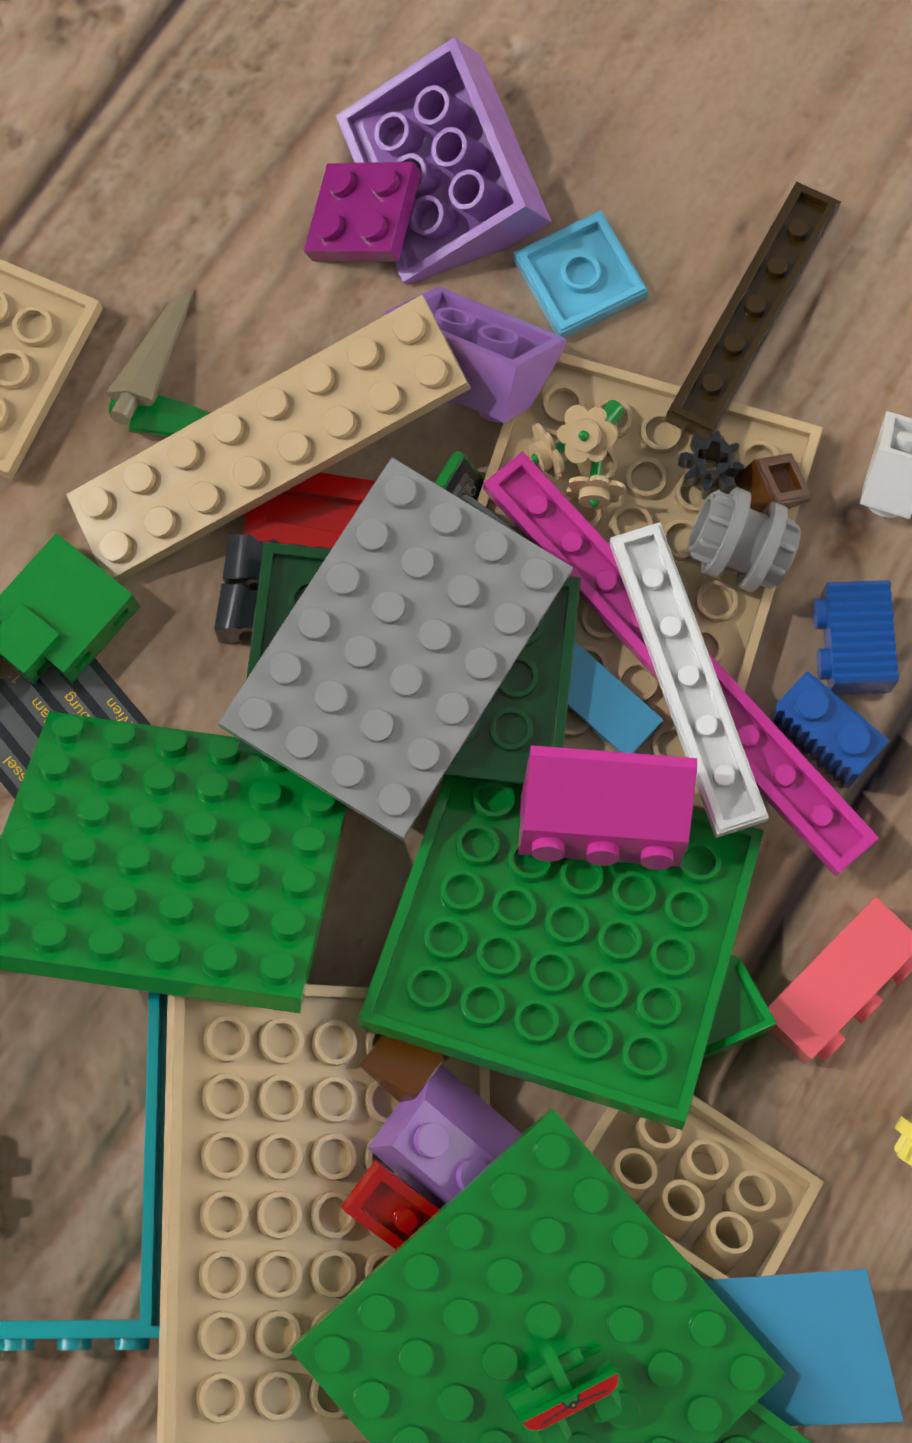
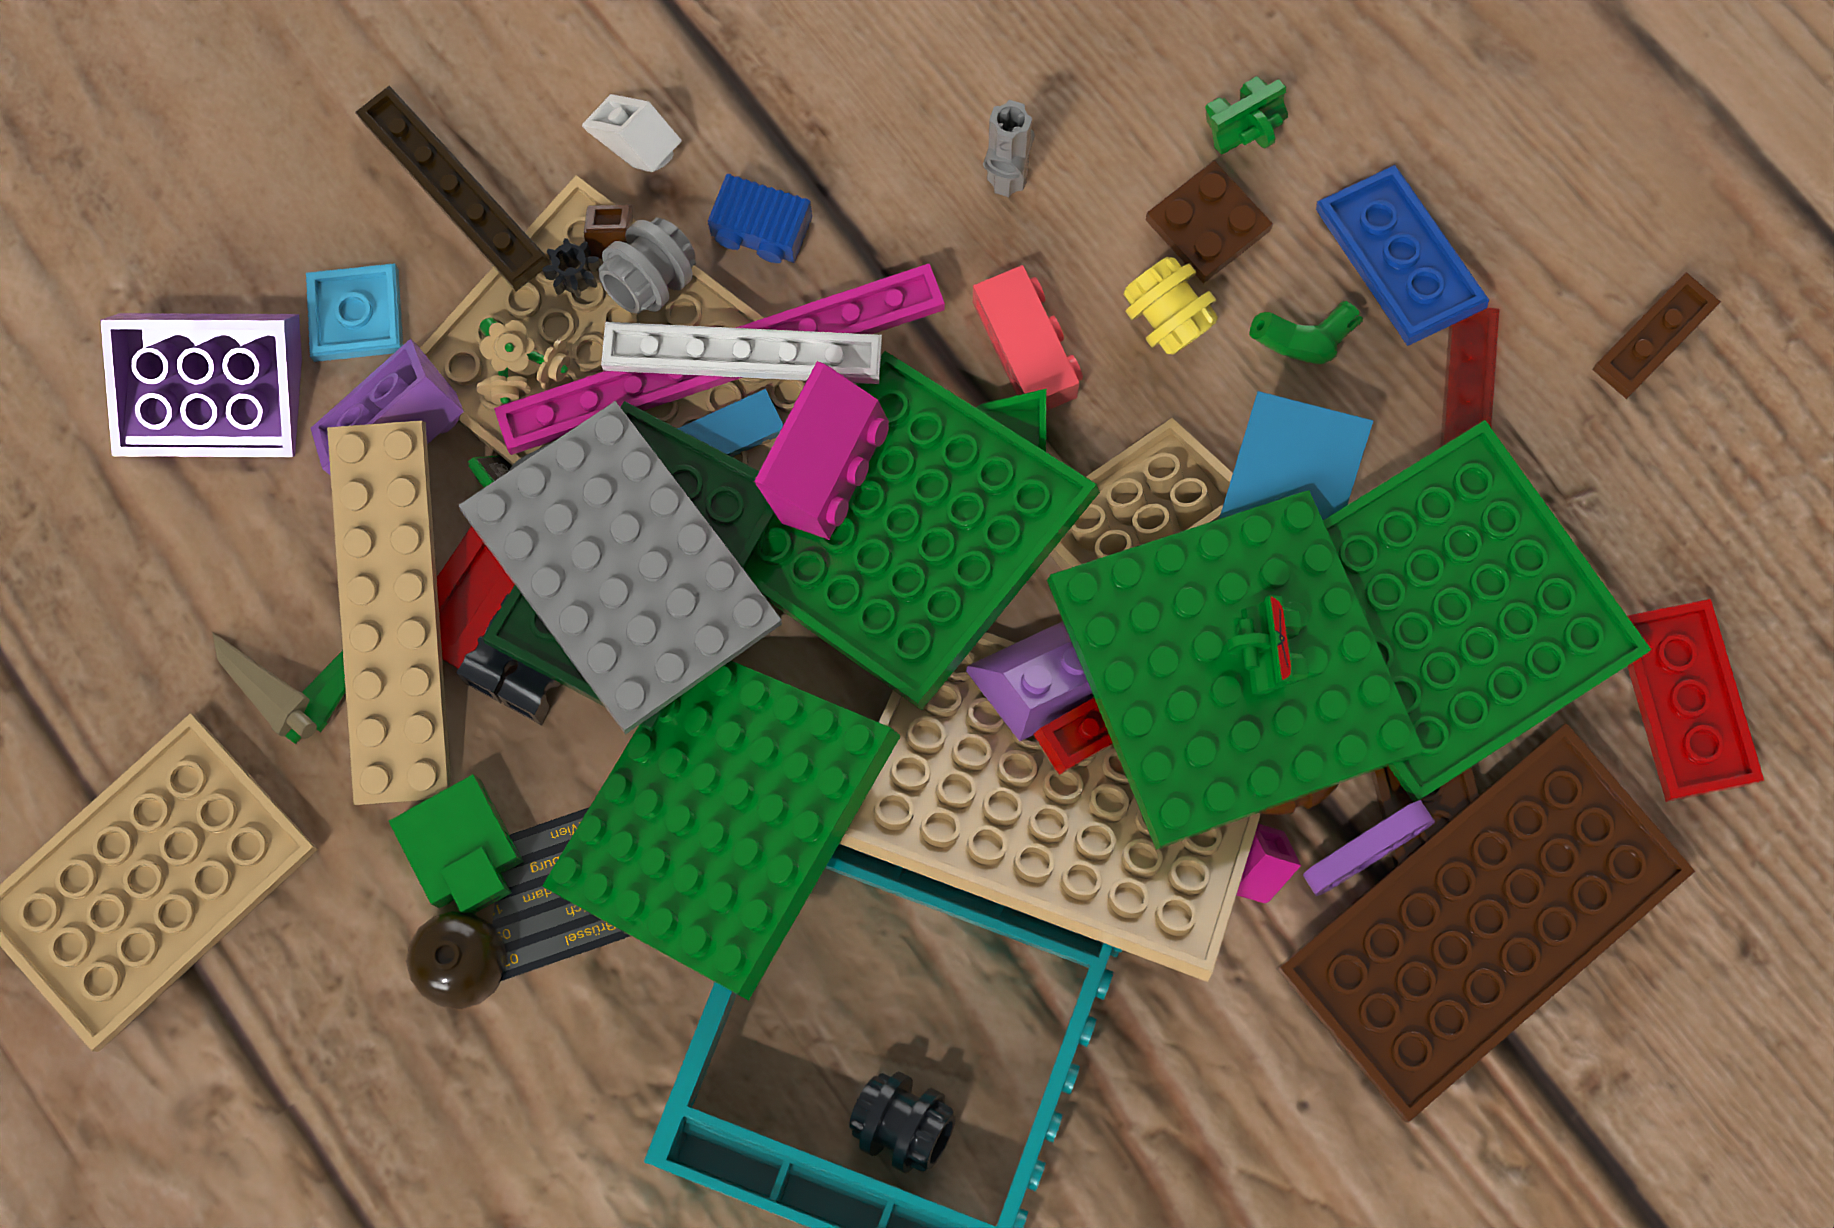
camera: 70 degrees left, 0 degrees up
(362, 211) = (215, 462): magenta plate -> none
(401, 1067) = (967, 689): reddish brown slope -> none
(828, 730) = (826, 268): blue brick -> none

